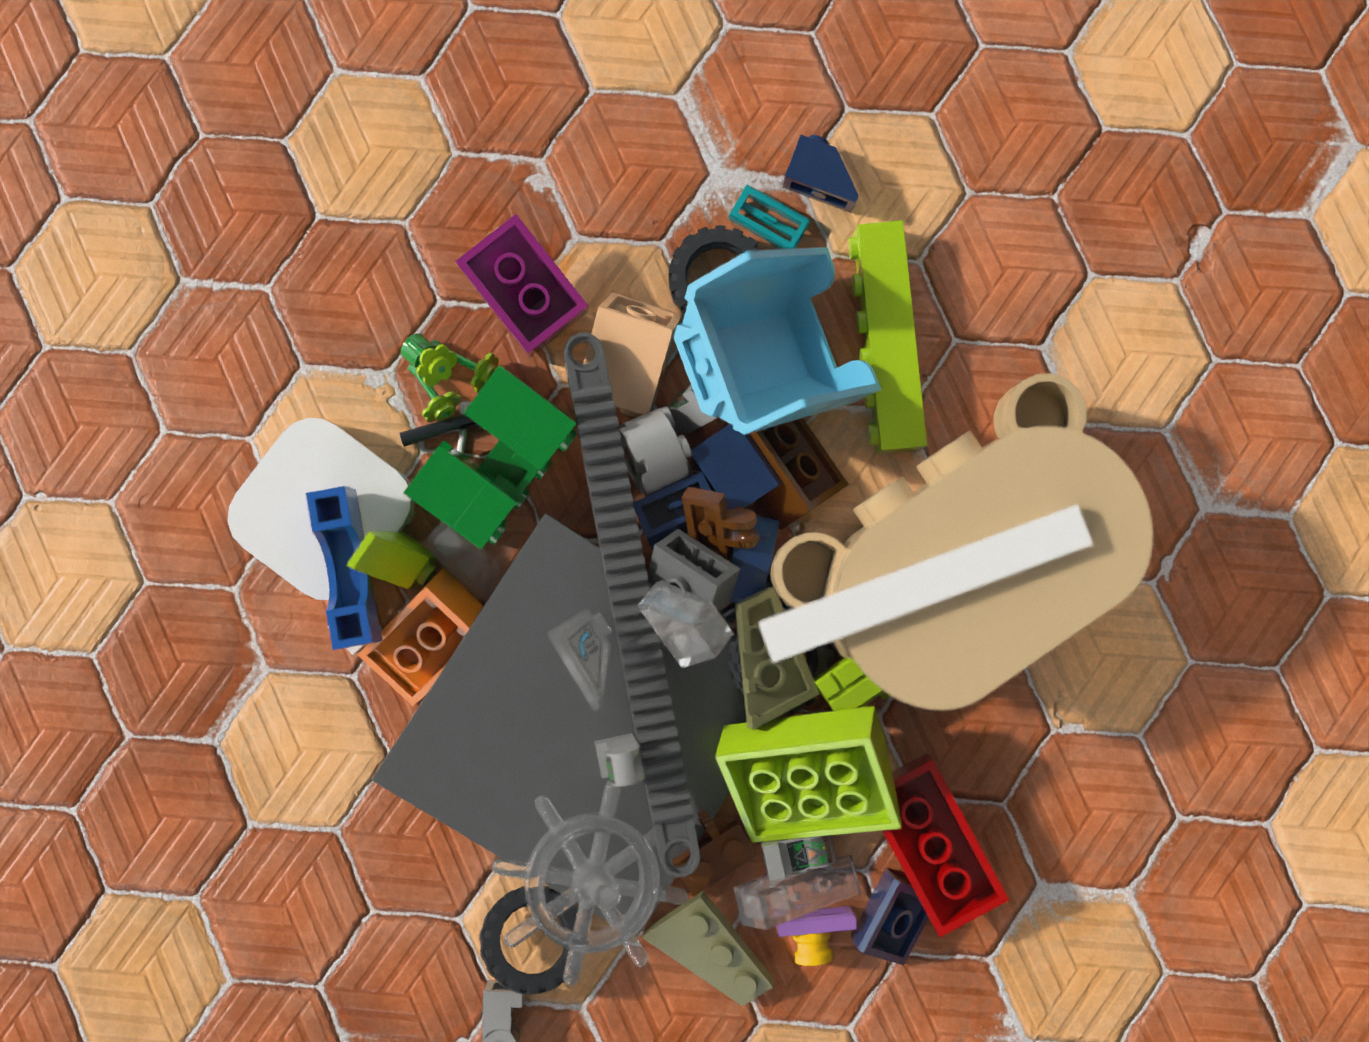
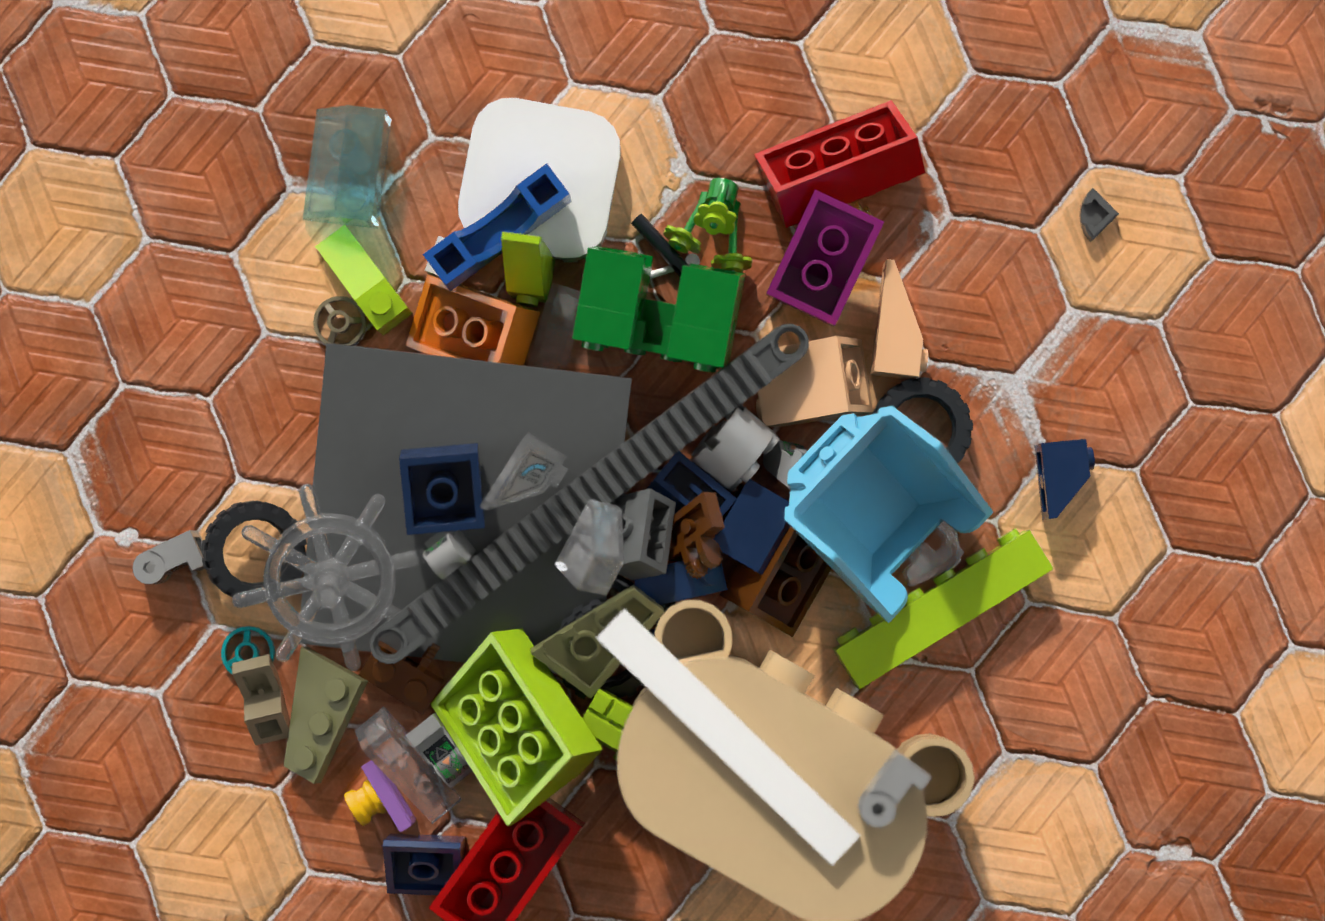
camera: 65 degrees right, 0 degrees up
(220, 678) = (347, 166): none -> clear light blue slope
(334, 715) = (363, 280): none -> lime slope
(351, 759) = (332, 314): none -> dark tan piece
(441, 224) = (842, 161): none -> red slope
(560, 738) = (442, 489): none -> dark blue brick
(603, 32) = (1095, 214): none -> dark grey tile
(621, 255) = (897, 333): none -> light nougat slope
(625, 980) = (246, 641): none -> teal piece
(674, 994) = (263, 699): none -> dark tan slope
(762, 232) = (999, 416): teal tile -> none
(843, 328) = (928, 563): none -> clear hand
(1046, 456) = (888, 787): none -> light grey leg

